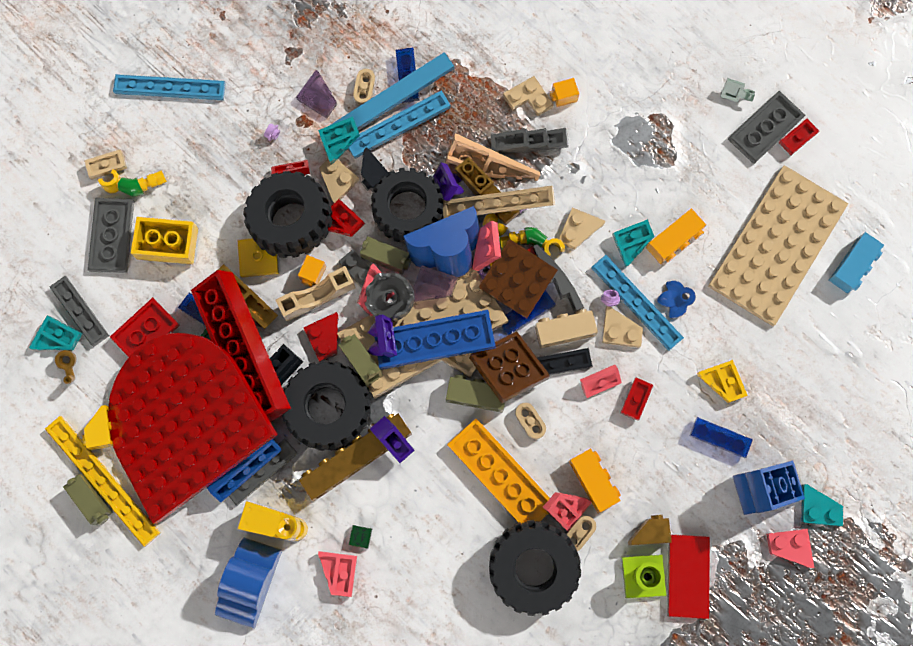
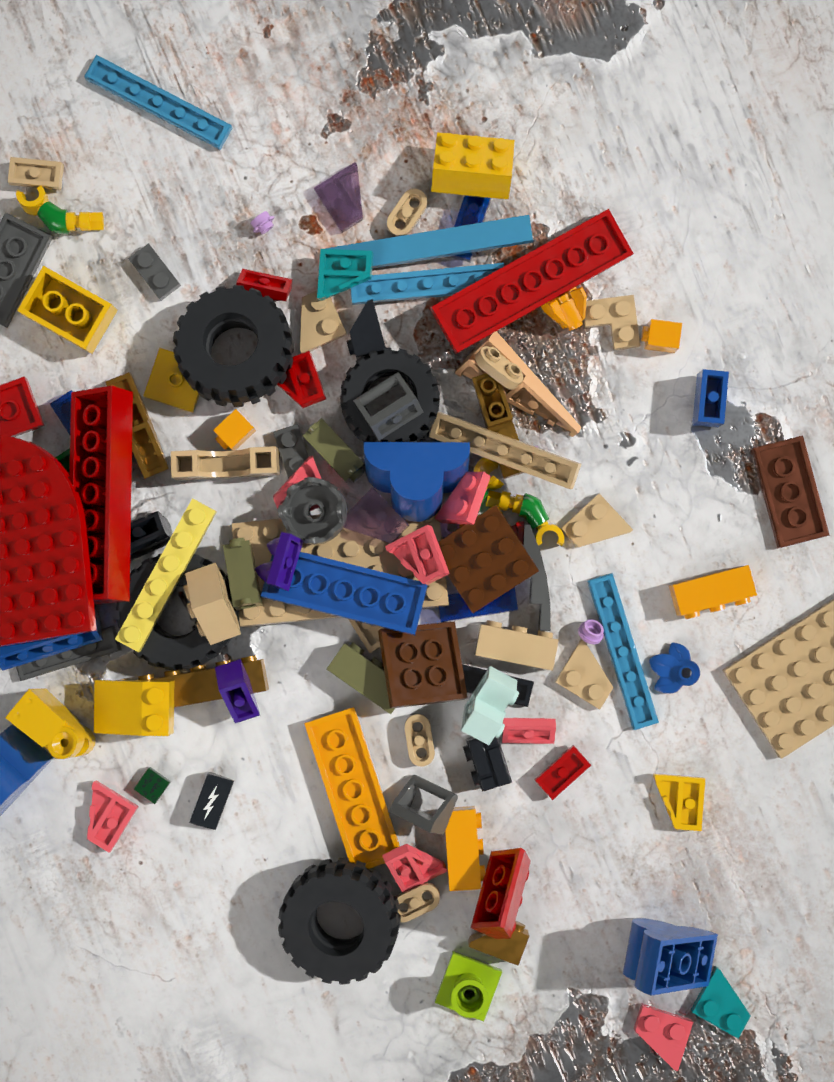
camera: 30 degrees right, 10 degrees up
(213, 193) = (154, 272): none -> dark grey plate
(308, 381) = (165, 575): none -> light yellow plate
(324, 336) = (227, 509): red wing -> none
(324, 483) = (134, 707): none -> yellow slope
(349, 382) = (211, 604): none -> tan brick
(394, 38) = (472, 165): none -> yellow brick
(407, 528) = (211, 801): none -> black slope
(414, 210) = (395, 414): none -> dark grey tile
(447, 182) = (452, 391): dark purple tile -> none
(464, 93) = (531, 281): none -> red plate
(465, 152) = (499, 367): none -> tan plate
(474, 292) = (420, 554): none -> coral wing
(495, 101) = (568, 308): none -> light orange brick
(529, 141) = (586, 380): dark grey slope -> none
(565, 373) = (487, 705): none -> light aqua brick
(568, 469) = (402, 805): none -> dark grey tile
(583, 413) = (489, 763): none -> black brick
(614, 116) = (710, 398): none -> blue brick
(633, 240) = (655, 570): teal wing -> none
(636, 495) = (501, 893): none -> red slope
(689, 576) = (522, 1011): red tile -> none
(694, 154) = (790, 492): none -> copper tile
(721, 437) = (643, 866): clear blue plate -> none

